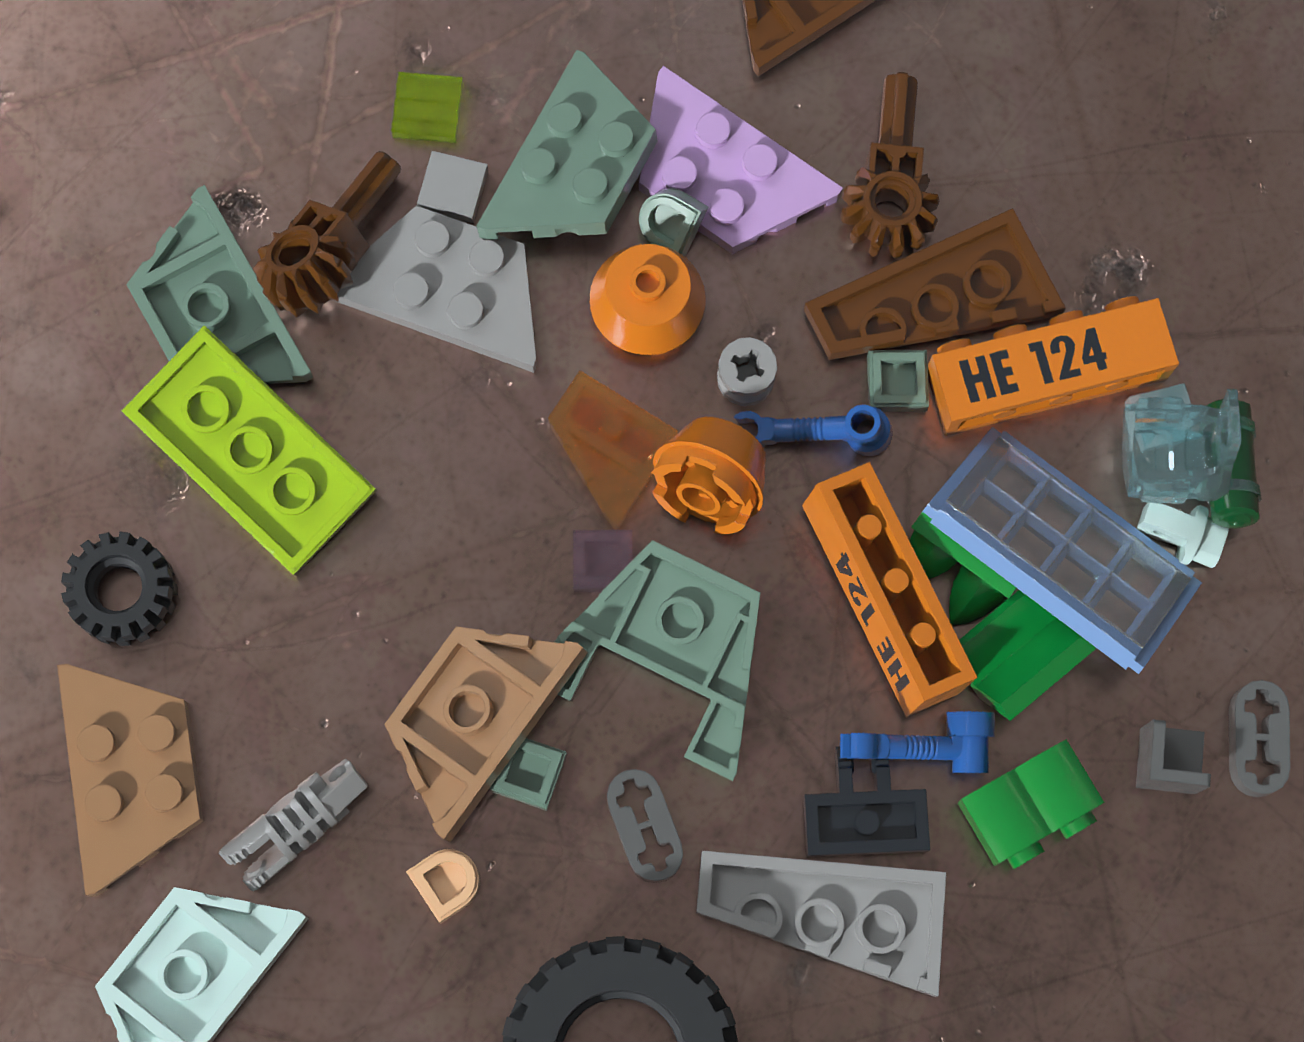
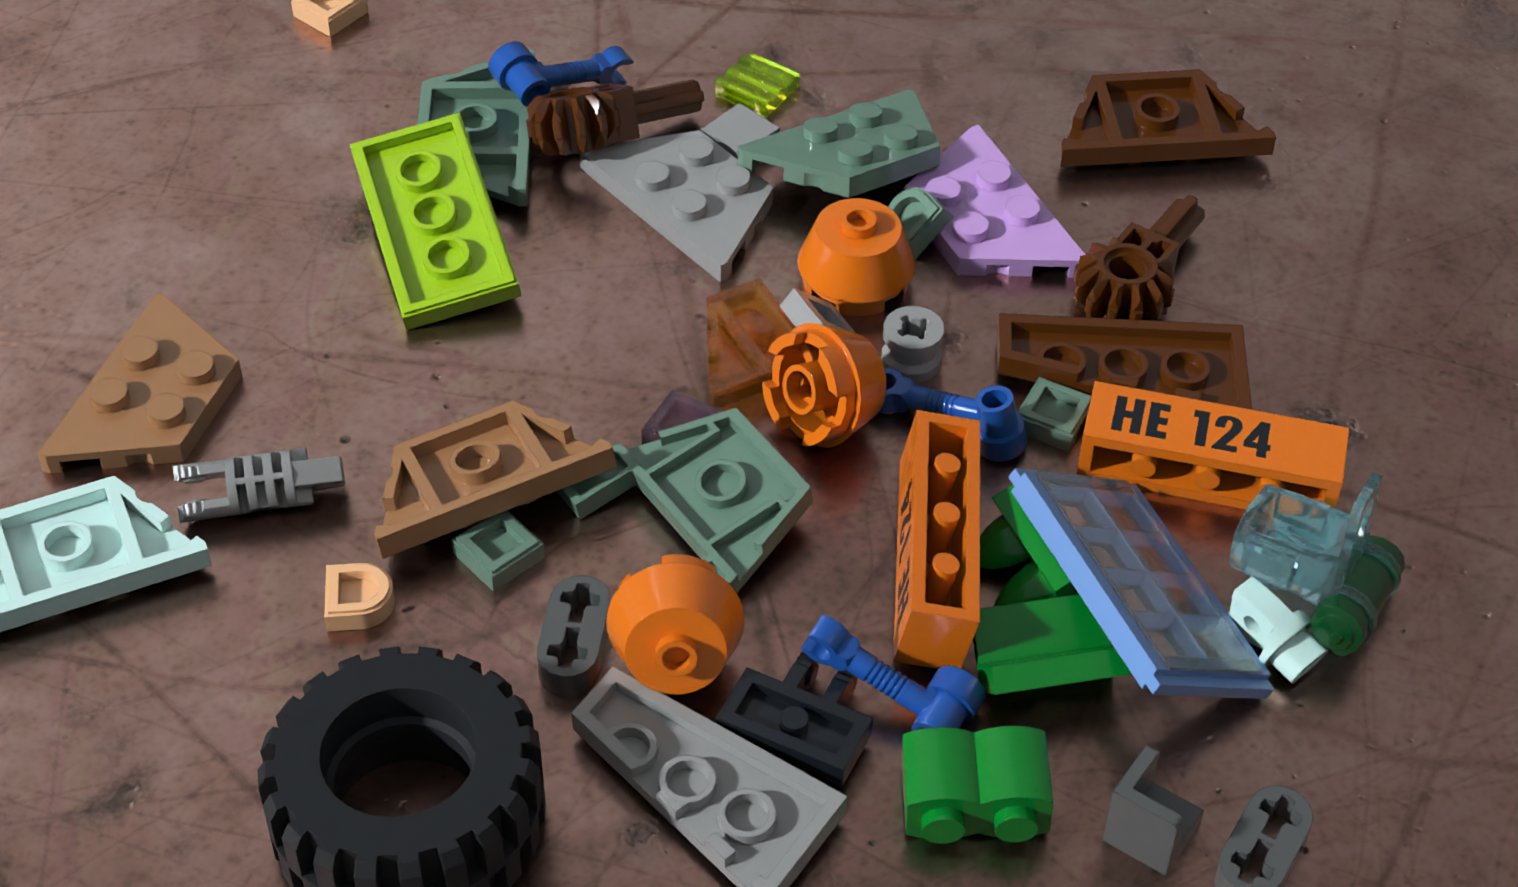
camera: 30 degrees right, 30 degrees down
(94, 563) = (257, 287): black tyre -> none
(232, 237) = (522, 74): none -> blue brick
(658, 392) = (806, 308): none -> tile
(739, 801) = (675, 624): none -> orange cone

